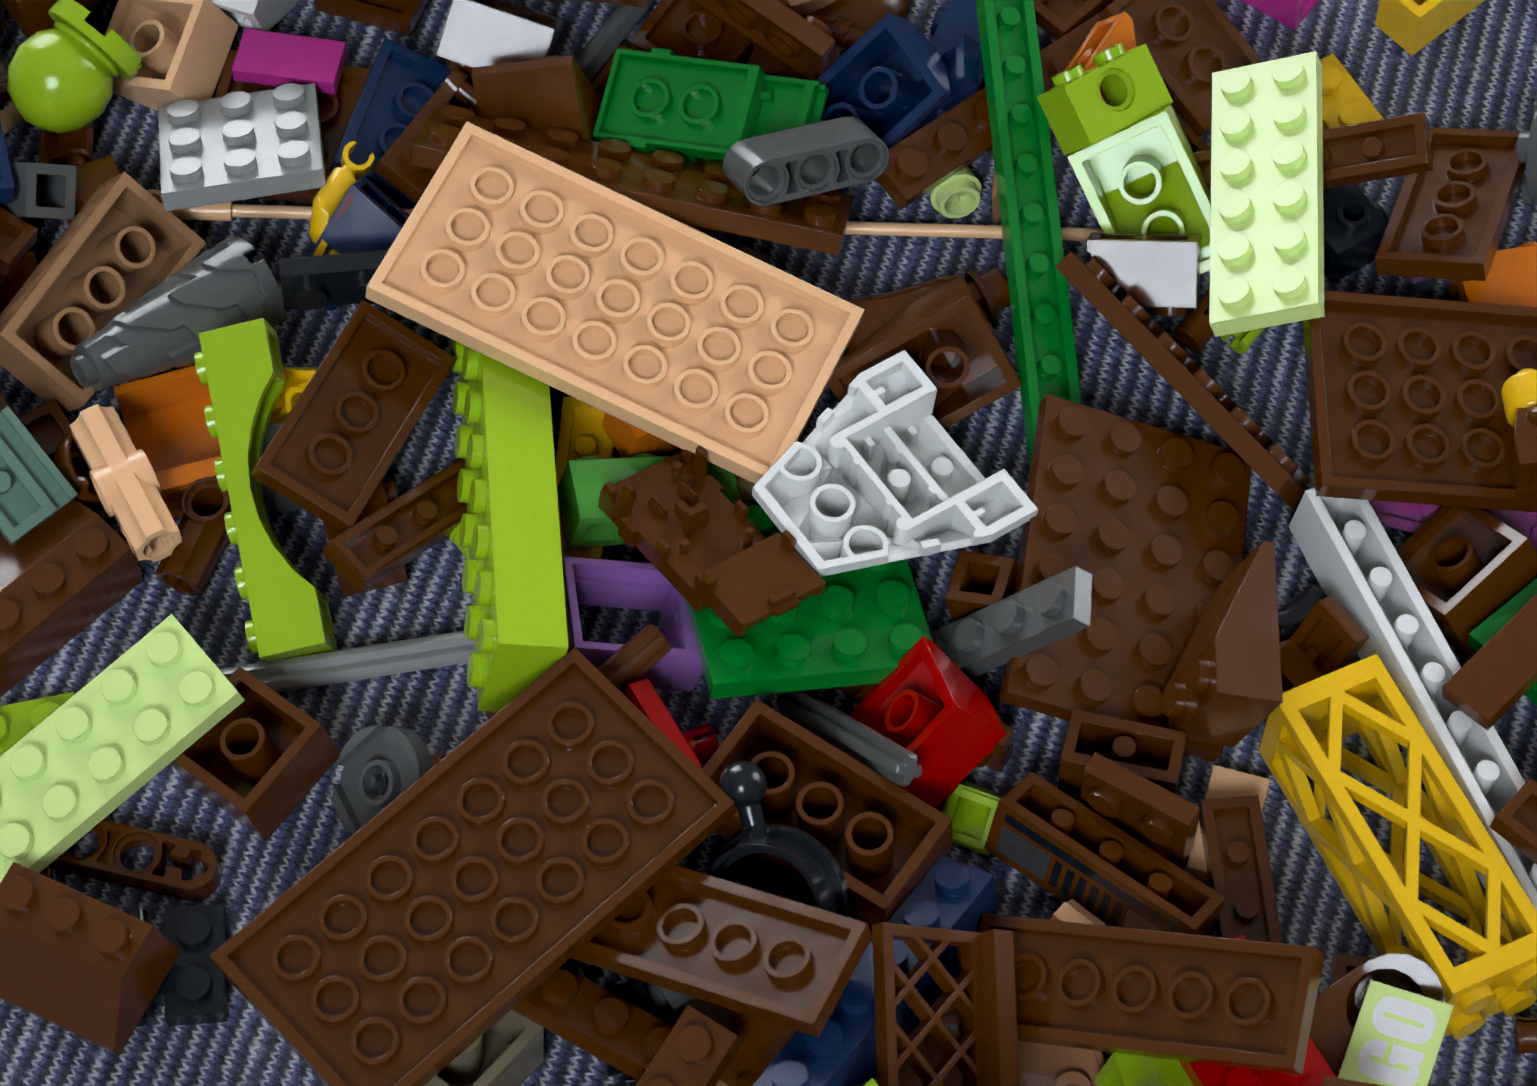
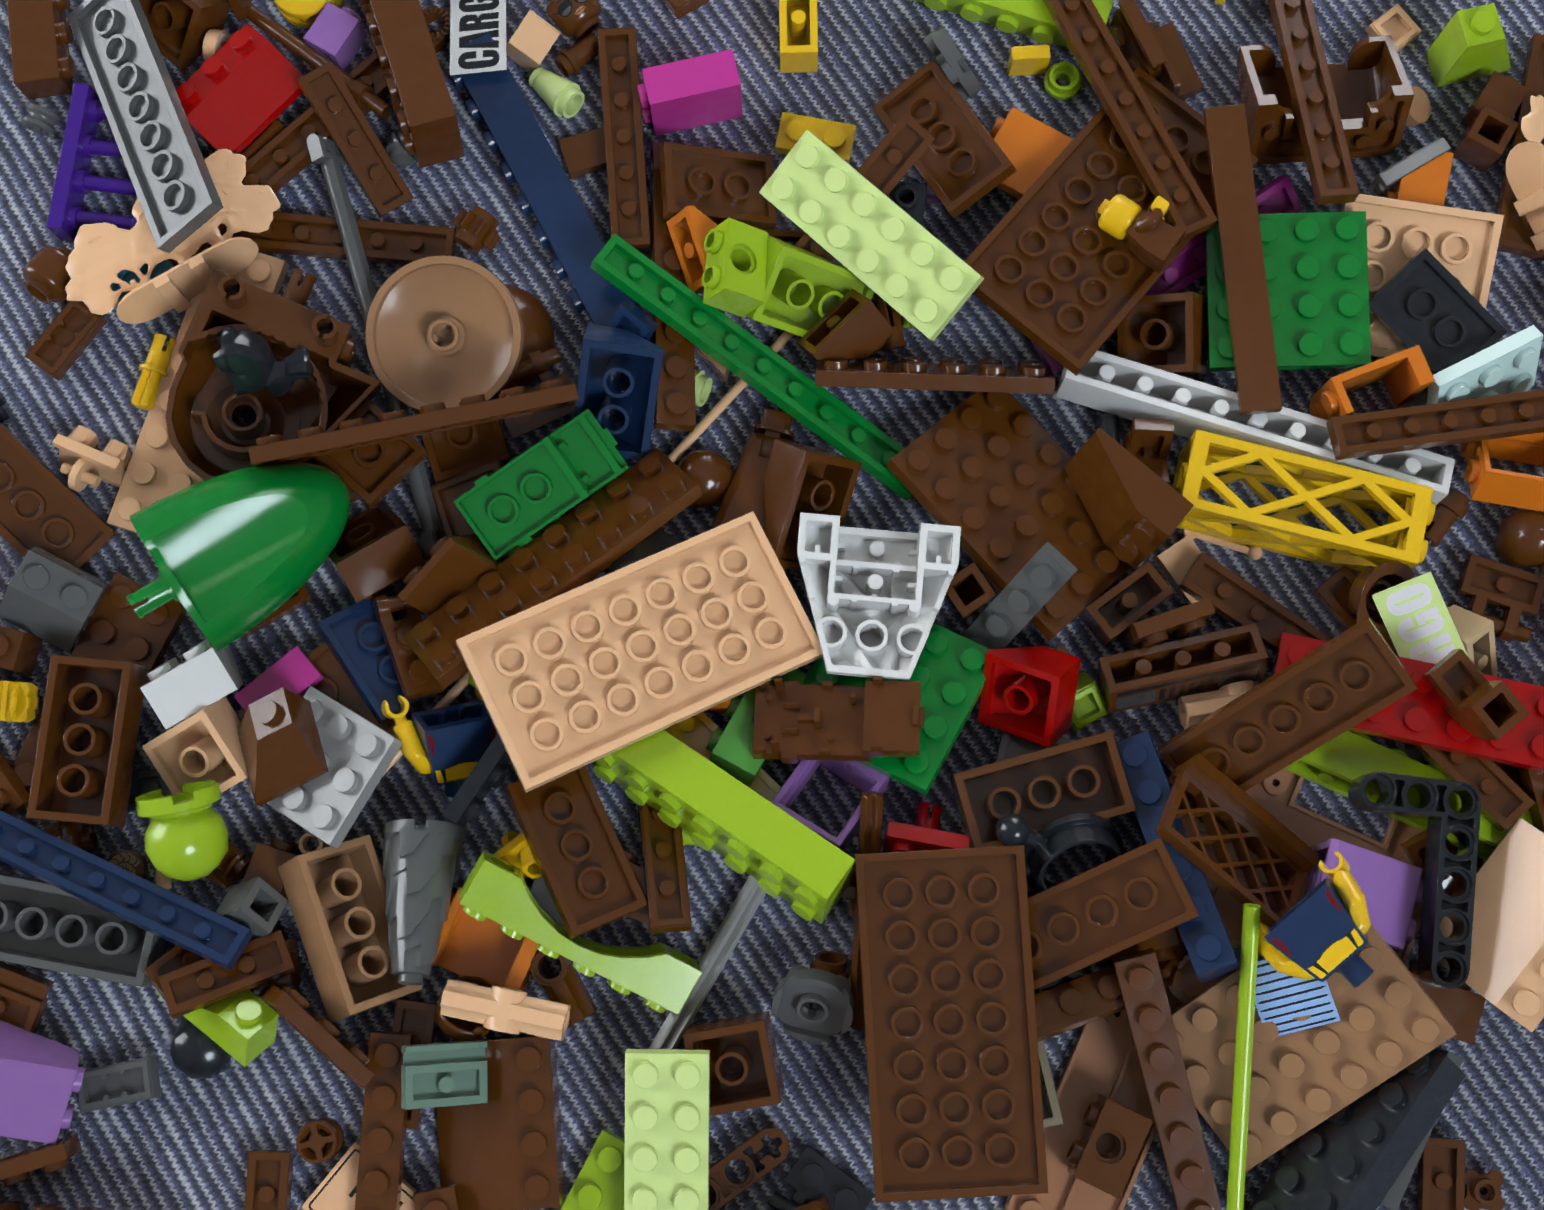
camera: 50 degrees left, 20 degrees up
(231, 85) = (280, 745): none -> reddish brown slope
(782, 157) = (634, 464): dark grey beam -> none
(851, 736) = (1016, 736): dark grey axle -> none
(867, 266) = (710, 472): none -> reddish brown hair
(1319, 867) = (1252, 552): none -> light nougat hinge

